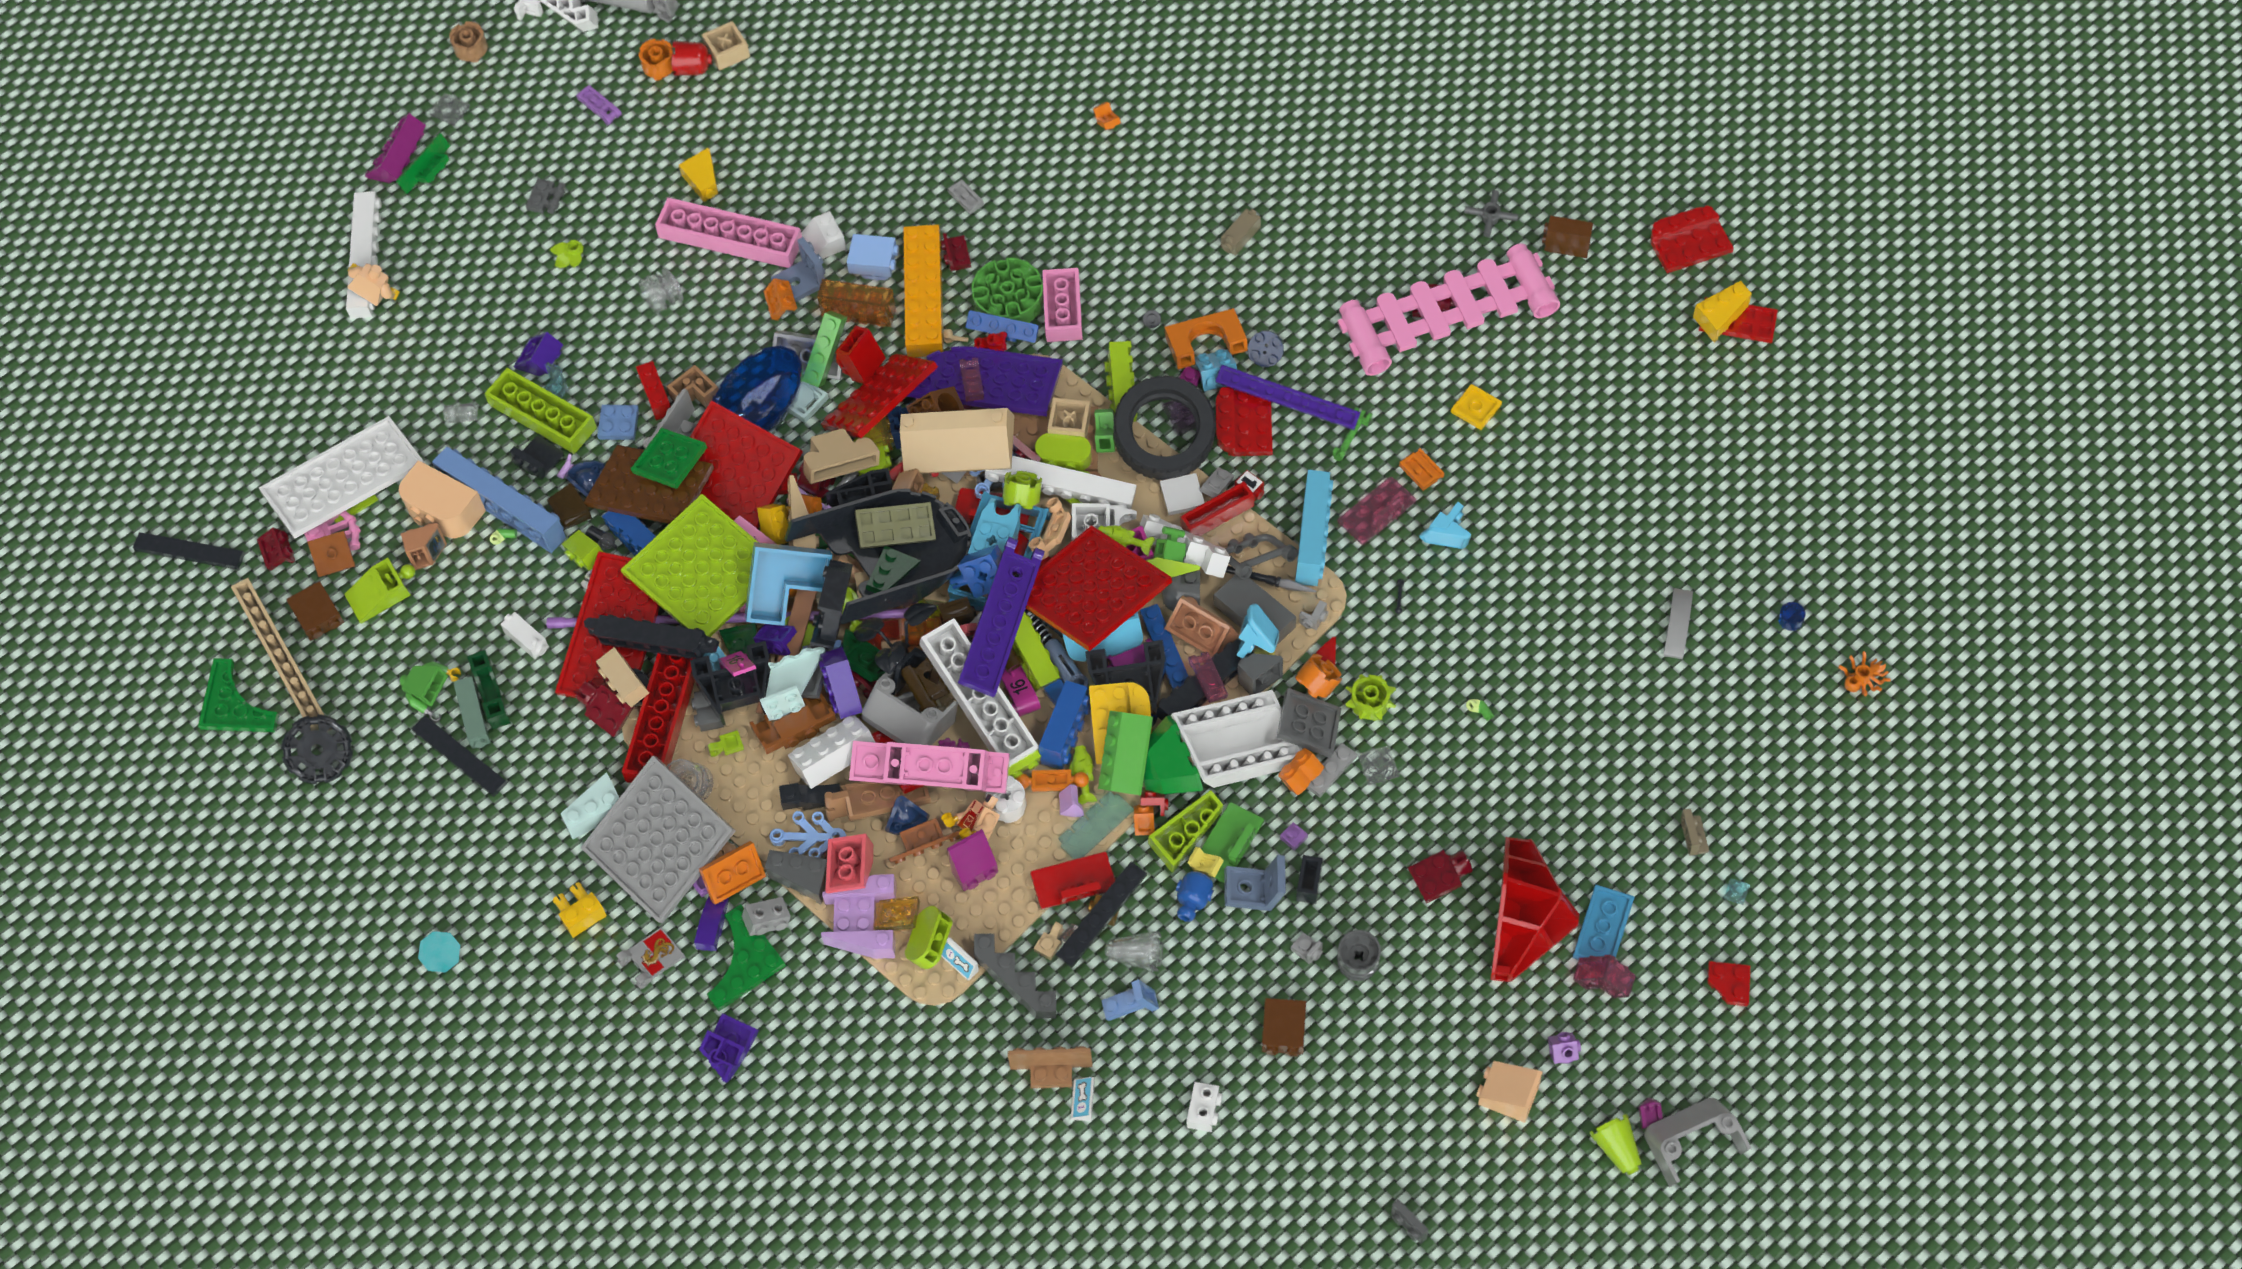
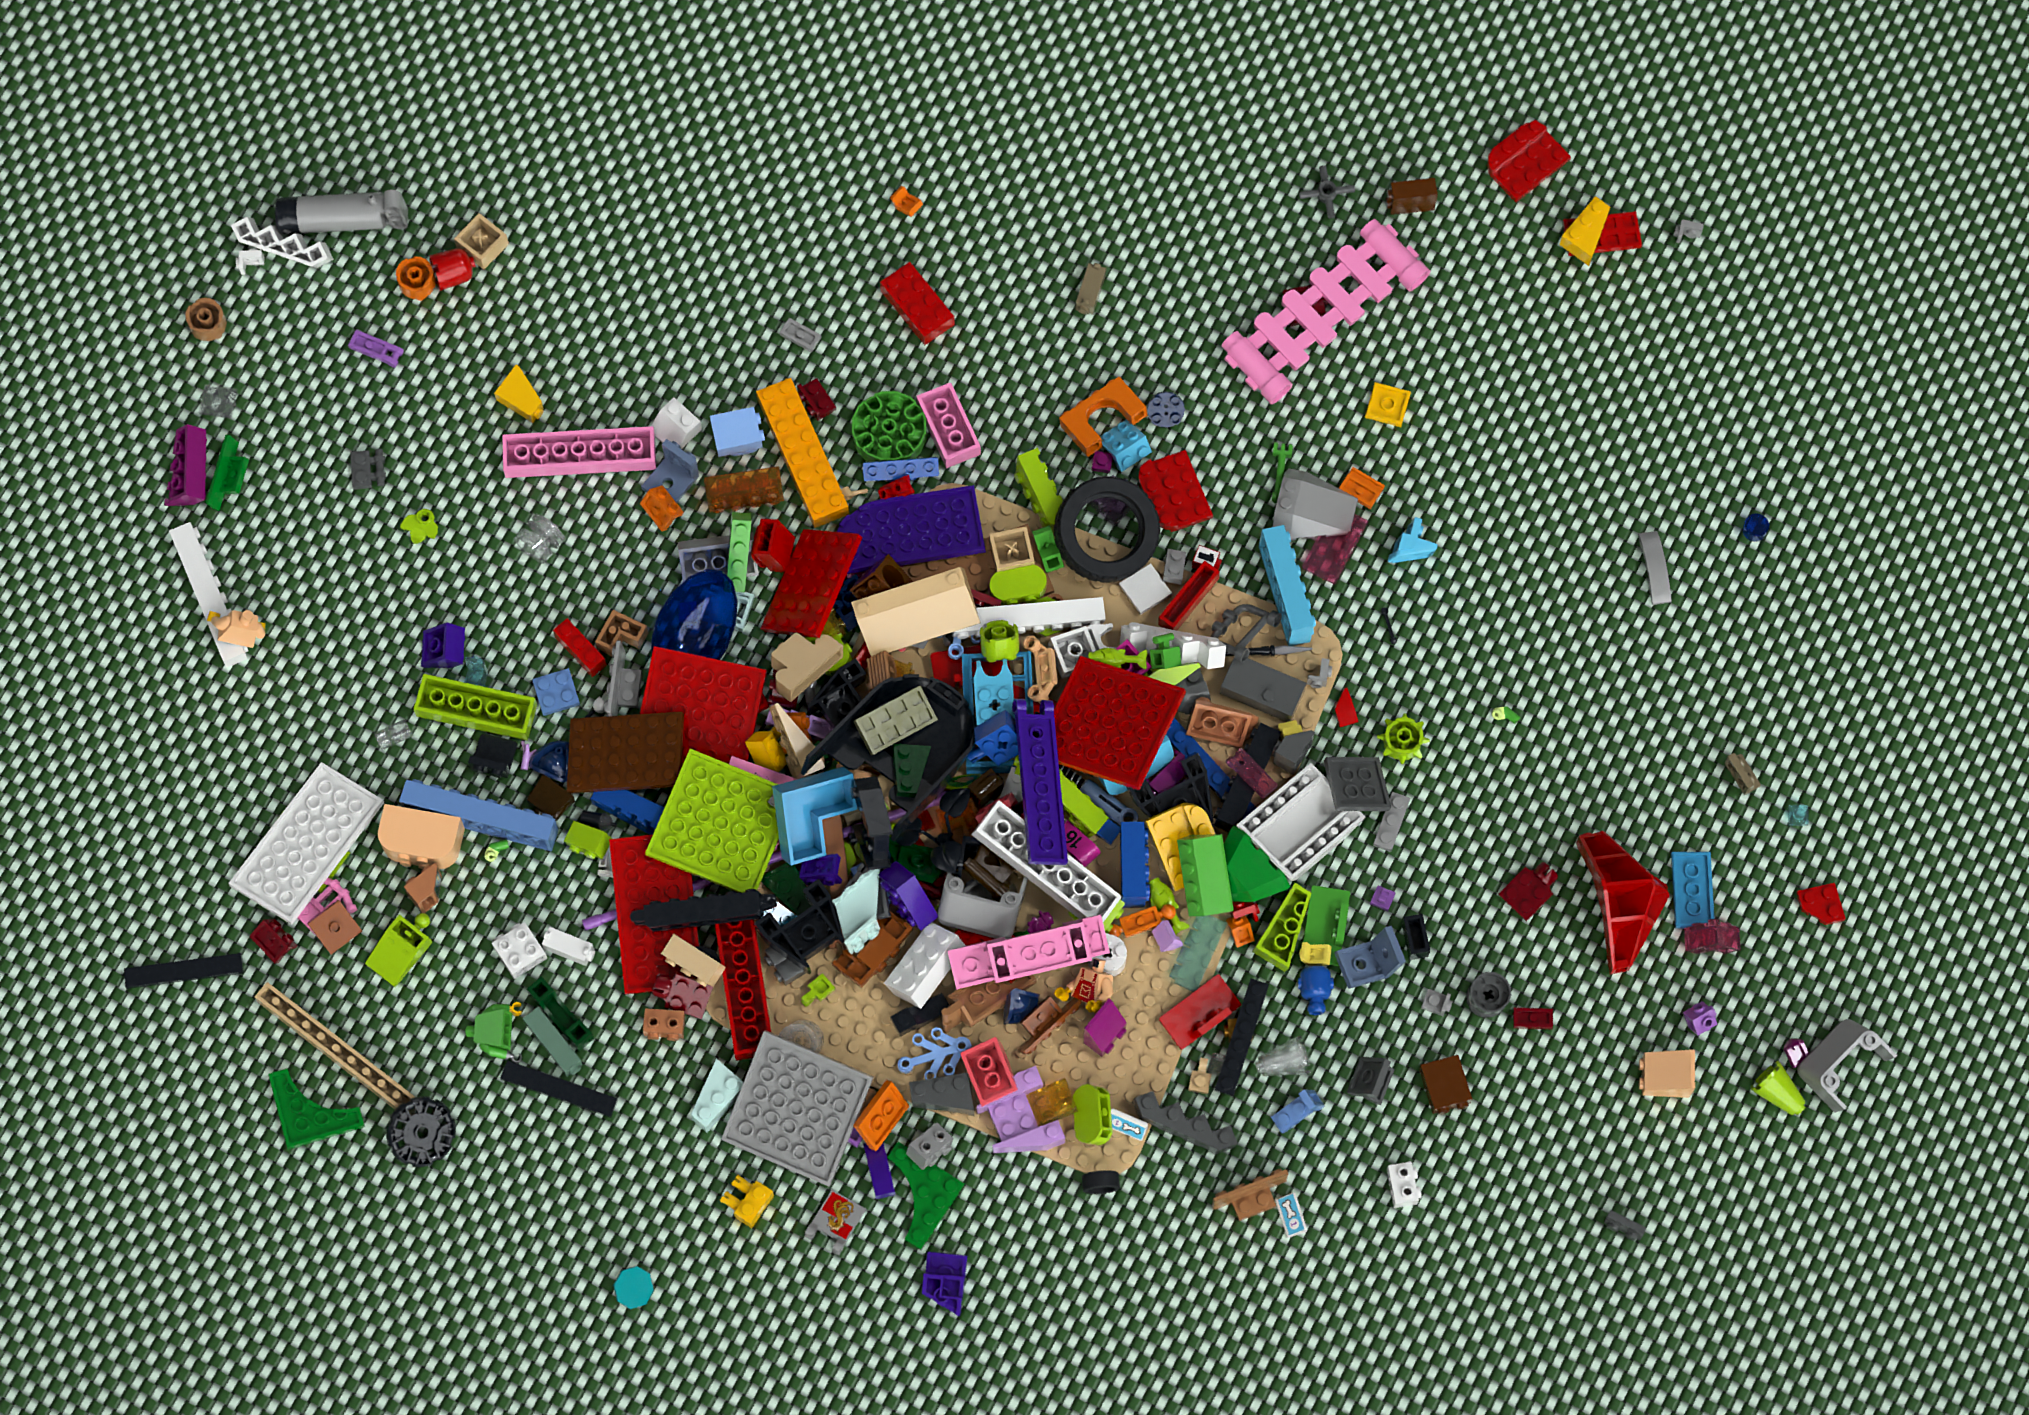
camera: 25 degrees left, 10 degrees up
(315, 611) = (346, 991): reddish brown brick -> none
(479, 624) = (519, 950): none -> white brick
(577, 729) = (664, 1024): none -> nougat brick
(669, 458) = (638, 720): green plate -> none
(736, 663) = (801, 911): dark pink door -> none
(910, 1003) = (1100, 1182): none -> black tyre
(971, 379) = (897, 538): clear pink plate -> none
(1079, 200) = (917, 303): none -> red brick
(1152, 319) = (1040, 411): plate -> none
(1213, 998) = (1371, 1079): none -> dark grey bracket
(1257, 631) = (1280, 713): medium azure piece -> none
(1288, 397) = (1208, 455): dark purple tile -> none
(1301, 771) = (1367, 835): orange brick -> none
(1319, 676) = (1349, 735): orange brick -> none
(1367, 470) = (1313, 506): none -> light grey wedge
(1378, 765) = (1433, 802): clear piece -> none
(1395, 994) = (1532, 1018): none -> dark red plate
(1823, 338) = (1688, 228): none -> light grey bracket
(1863, 675) = (1840, 565): orange animal -> none

